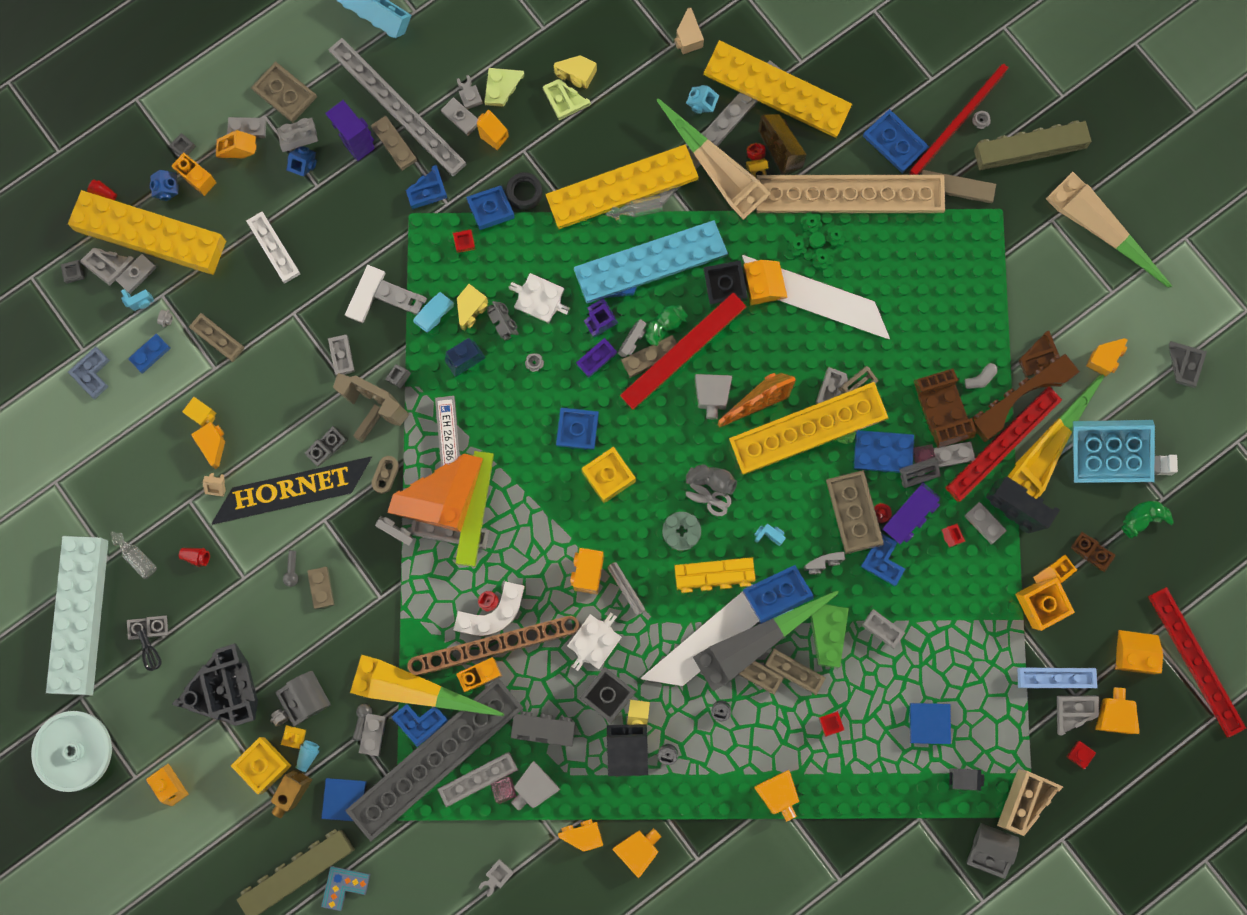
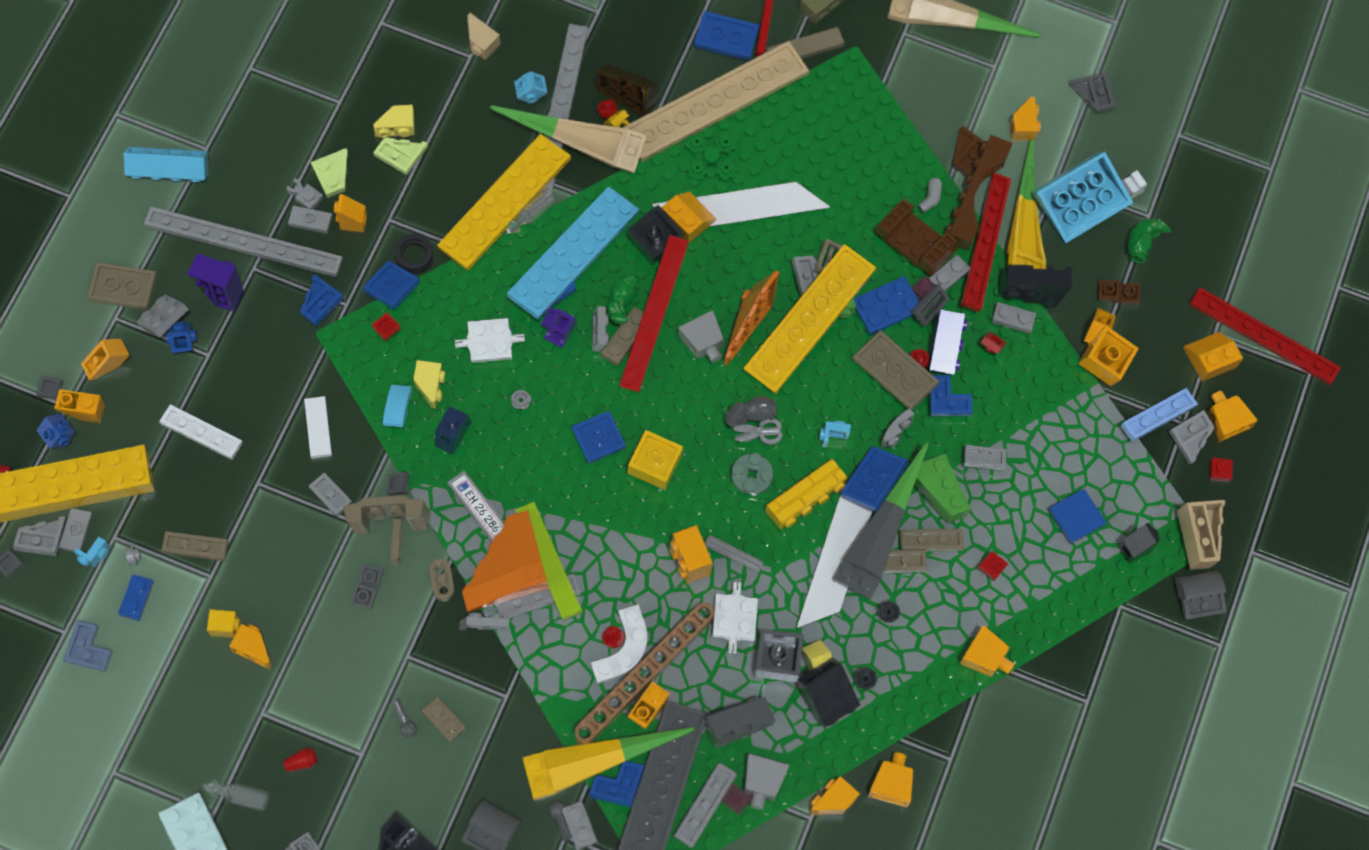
camera: 40 degrees left, 10 degrees down
(214, 485) = (280, 683): tan tile -> none
(252, 126) = (112, 330): light grey plate -> none
(291, 490) = (357, 647): black sticker -> none
(393, 143) = (262, 277): dark tan plate -> none
(399, 297) = (355, 411): light grey plate -> none
(507, 326) = (474, 381): dark grey hinge -> none
(596, 357) = (577, 364): dark purple plate -> none
(777, 89) = (593, 44): yellow plate -> none

